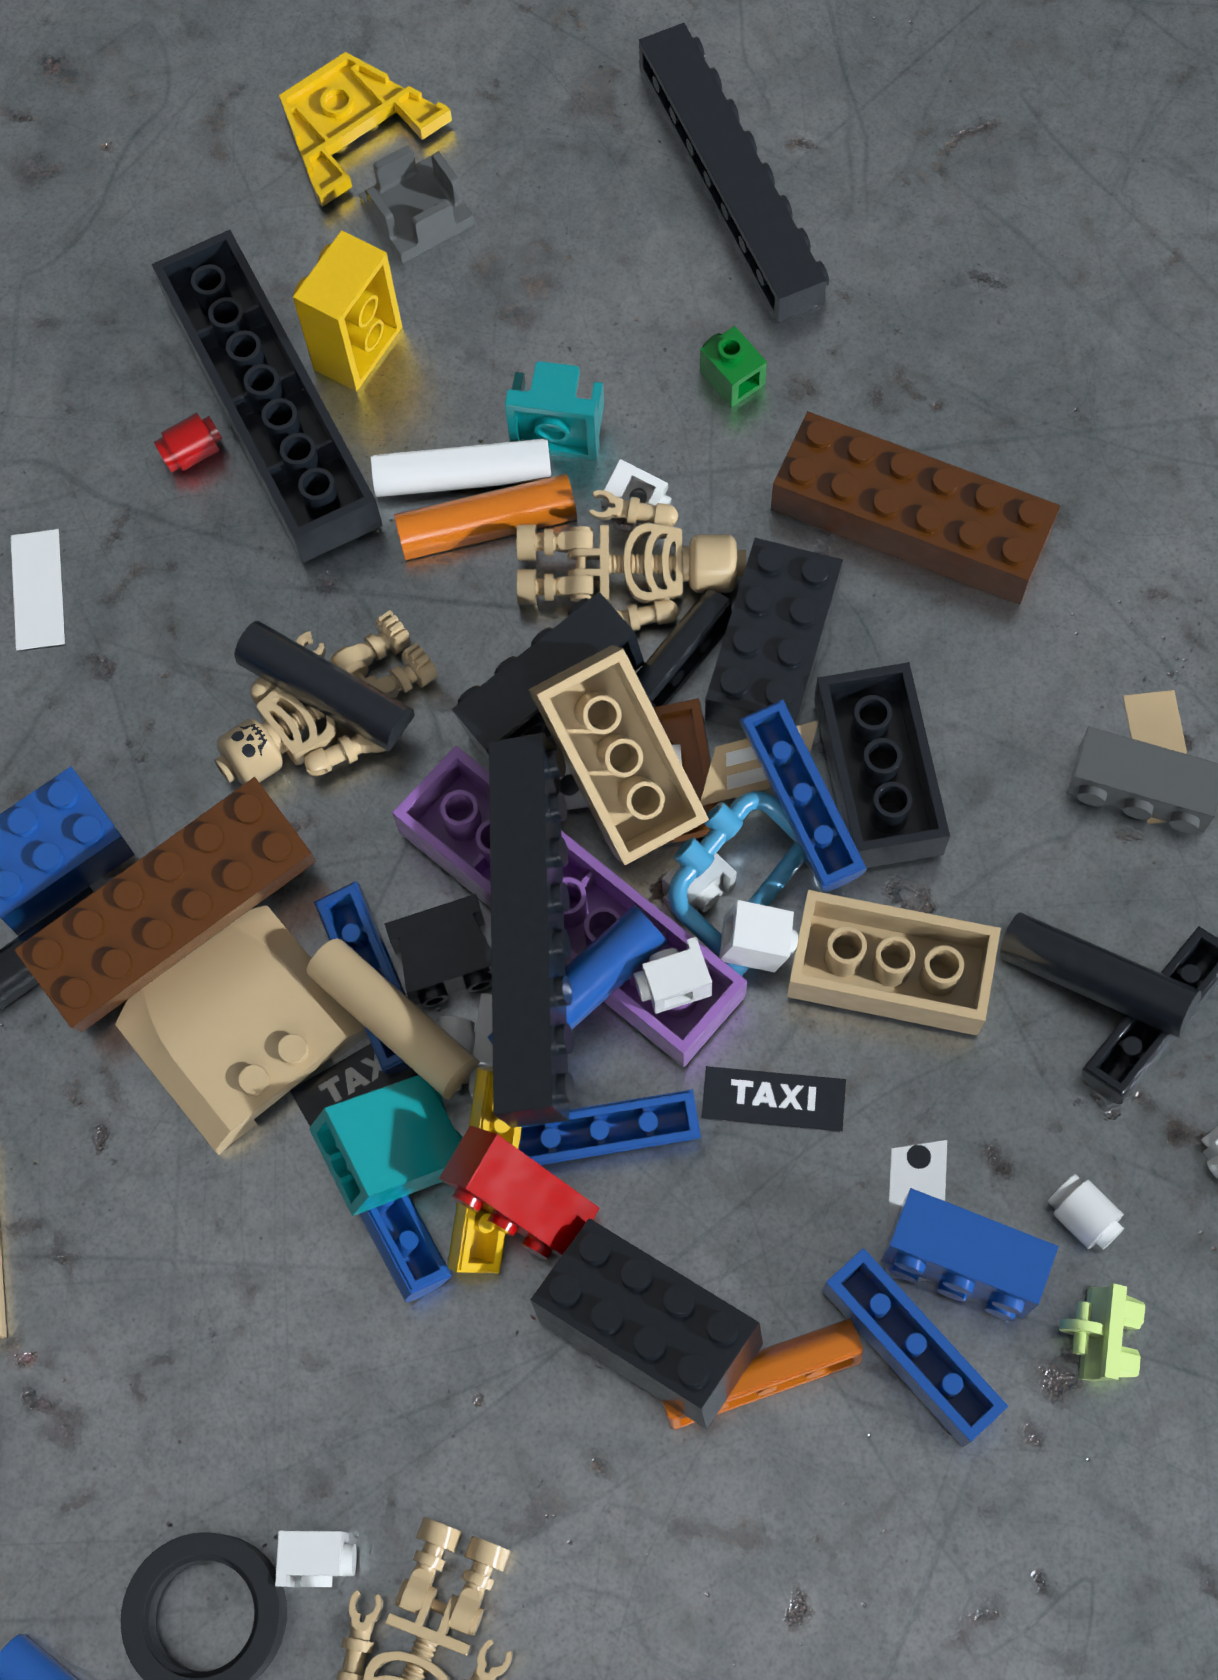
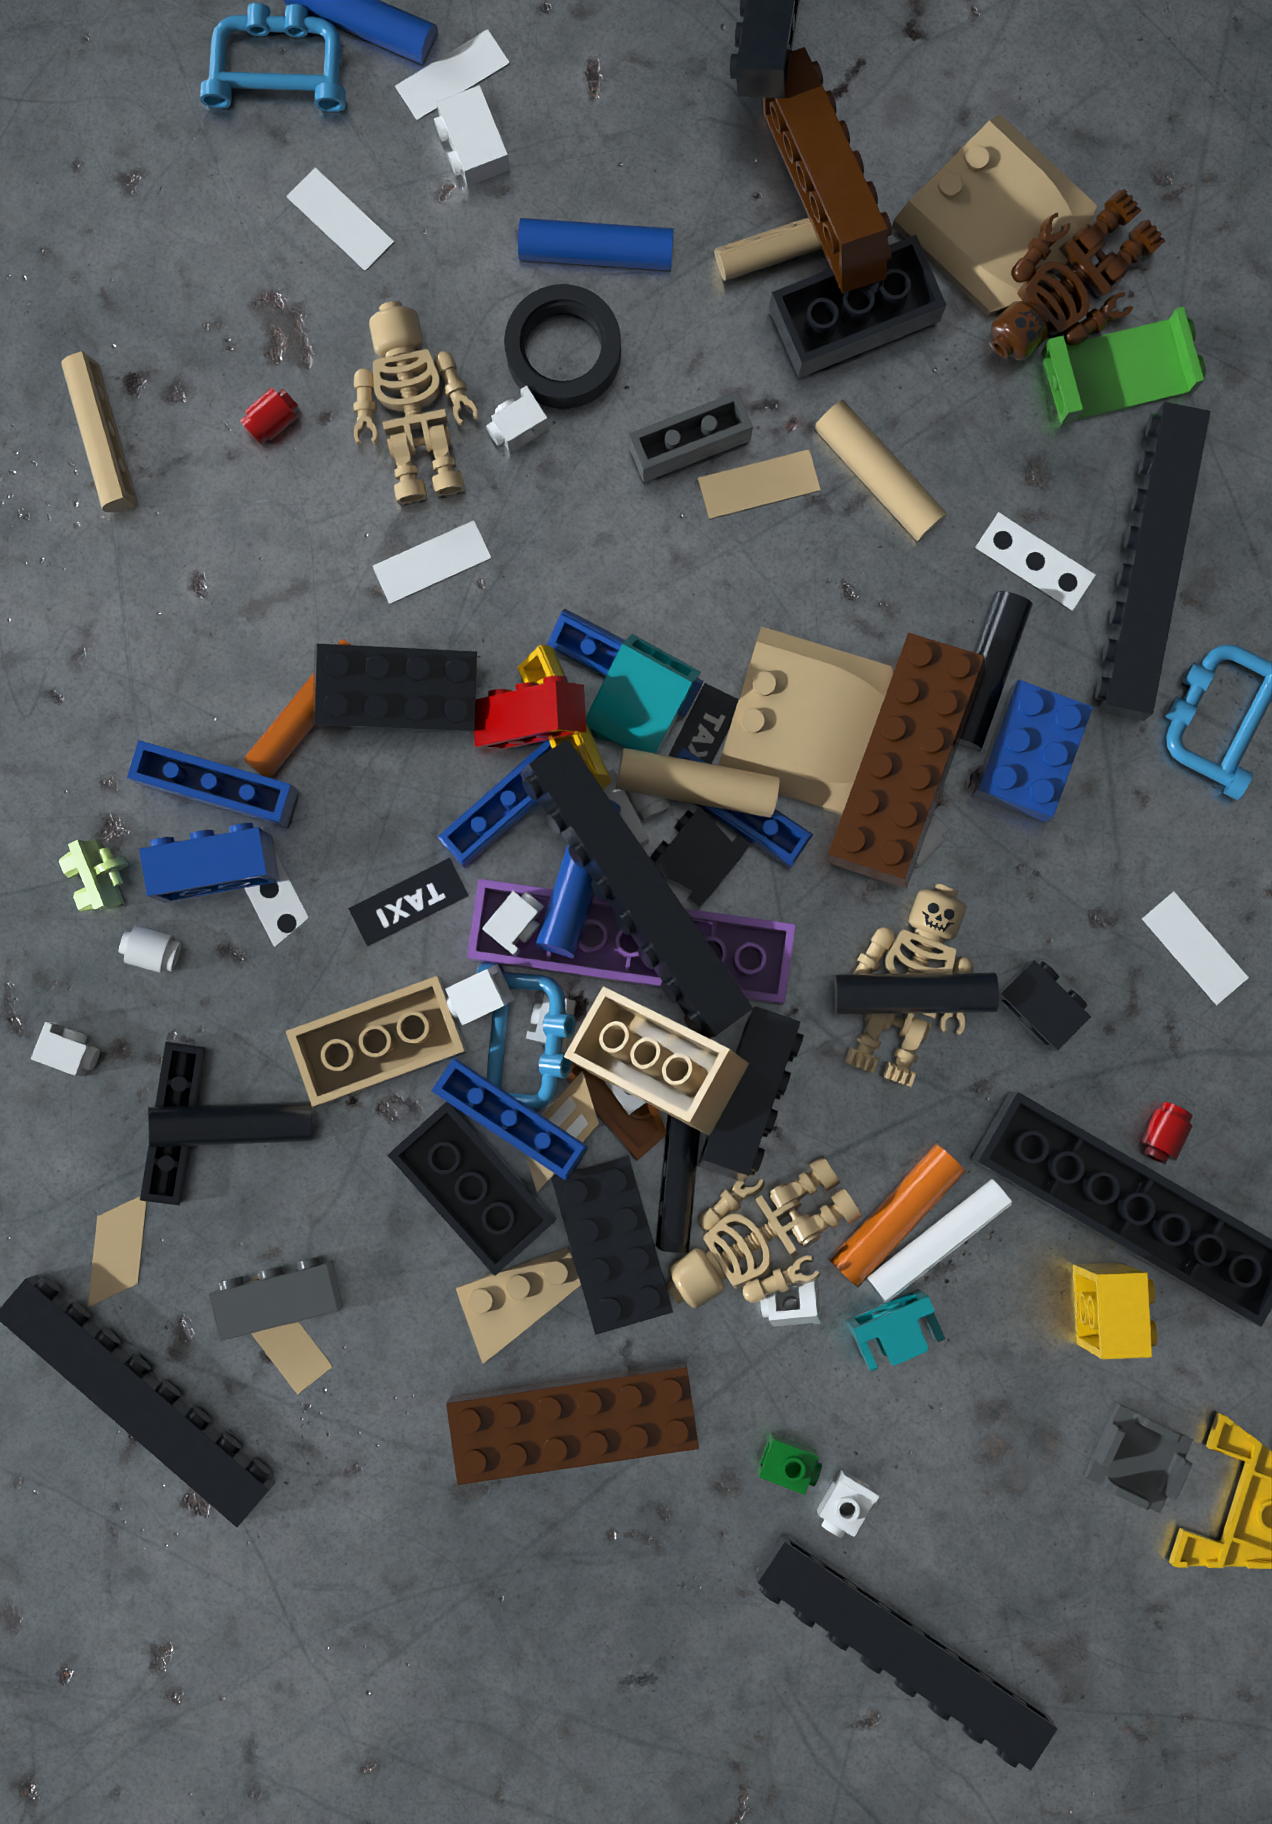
camera: 145 degrees right, 15 degrees up
(107, 1314) = (759, 484): none -> tan sticker
(139, 1404) = (690, 436): none -> dark grey brick
(212, 612) = (1044, 1004): none -> black brick
(516, 1460) = (431, 562): none -> white sticker
(701, 308) = (842, 1490): none -> white brick
(926, 640) = (515, 1298): none -> tan wing

